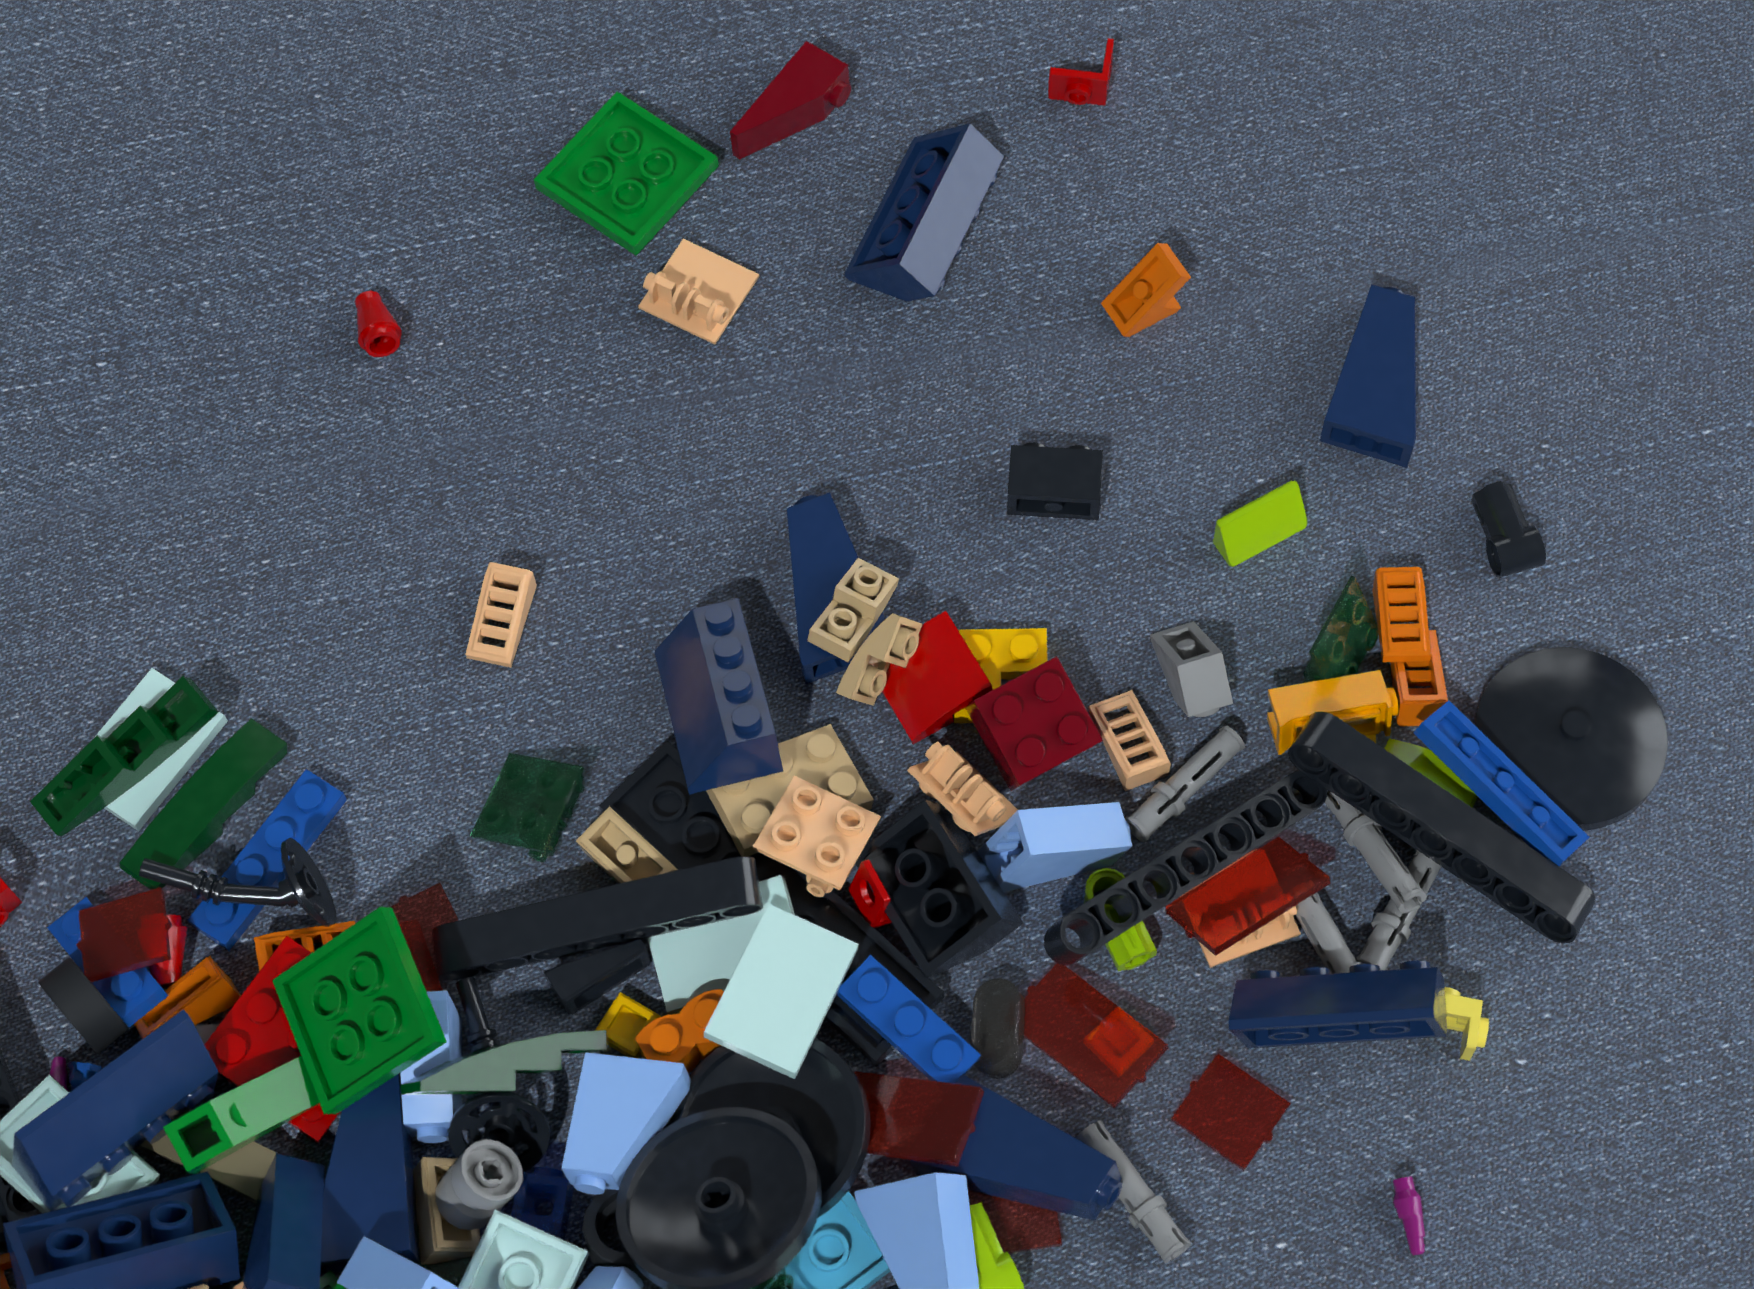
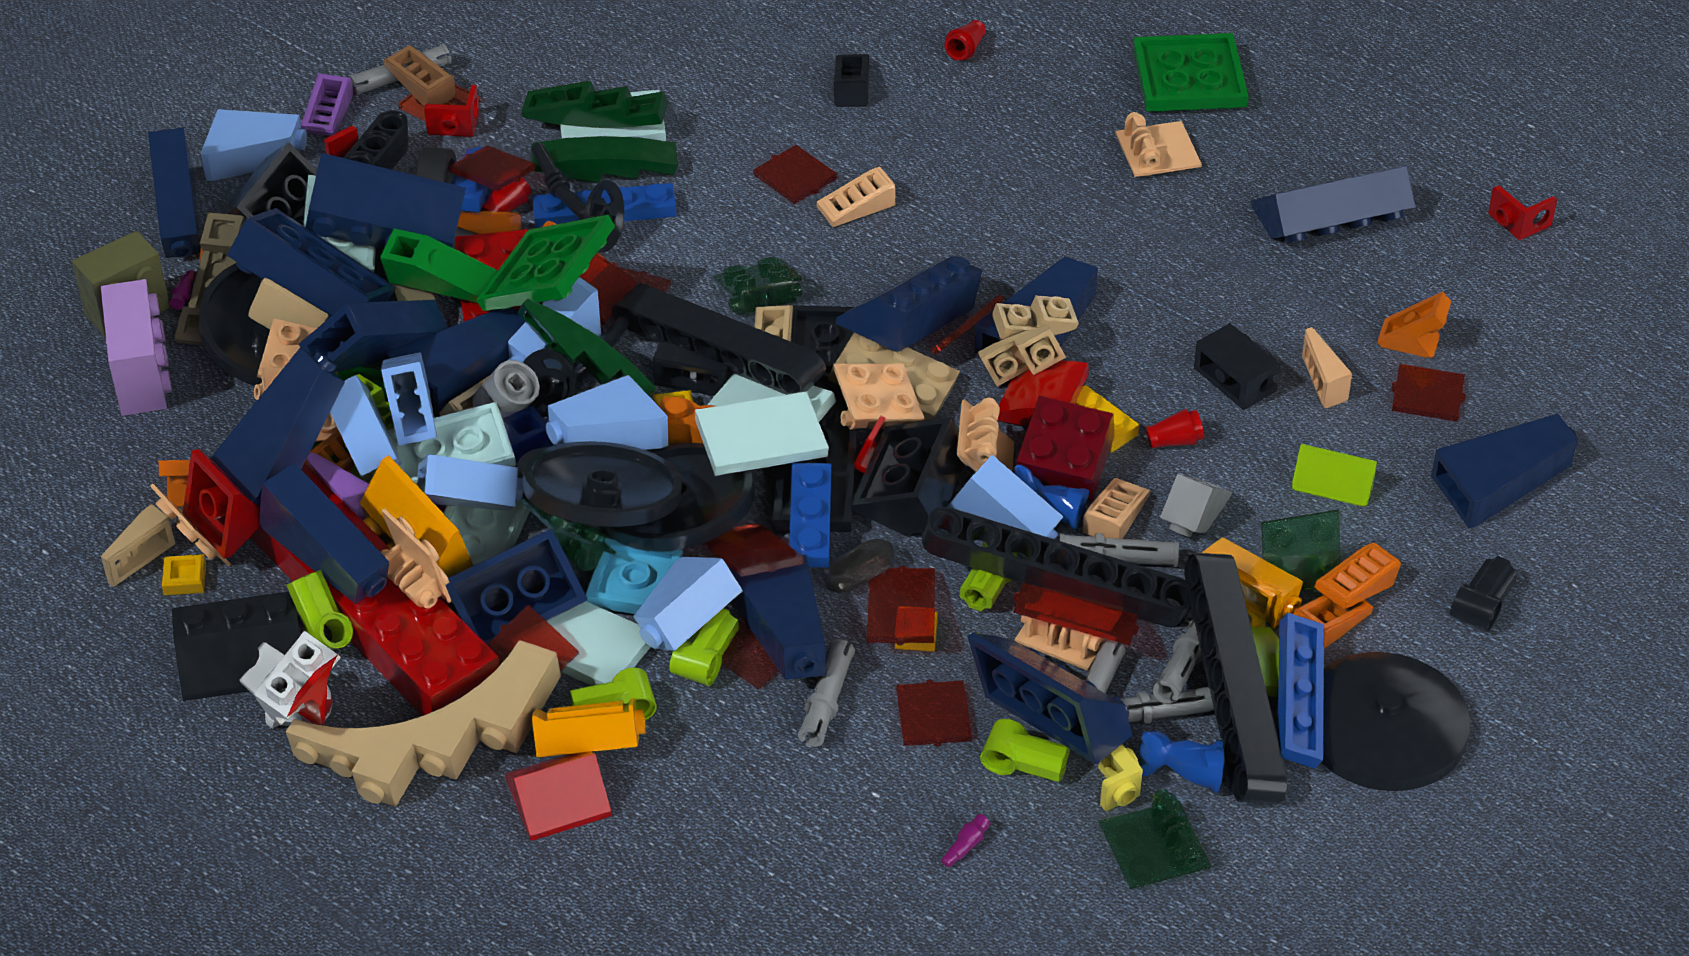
camera: 45 degrees right, 20 degrees down
(338, 492) = (851, 80): none -> black slope
(400, 639) = (795, 174): none -> clear red piece
(787, 668) = (967, 324): none -> clear red piece
(793, 101) = (1326, 104): dark red slope -> none
(1082, 784) = (1065, 500): none -> blue animal
(1084, 602) = (1177, 430): none -> red cone
(1128, 413) = (1326, 370): none -> light nougat slope
(1222, 351) = (1428, 392): none -> clear red piece
(1348, 1083) = (1013, 749): none -> lime piece
(1493, 944) = (1191, 760): none -> blue animal
(1549, 1054) = (1155, 842): none -> clear green hinge

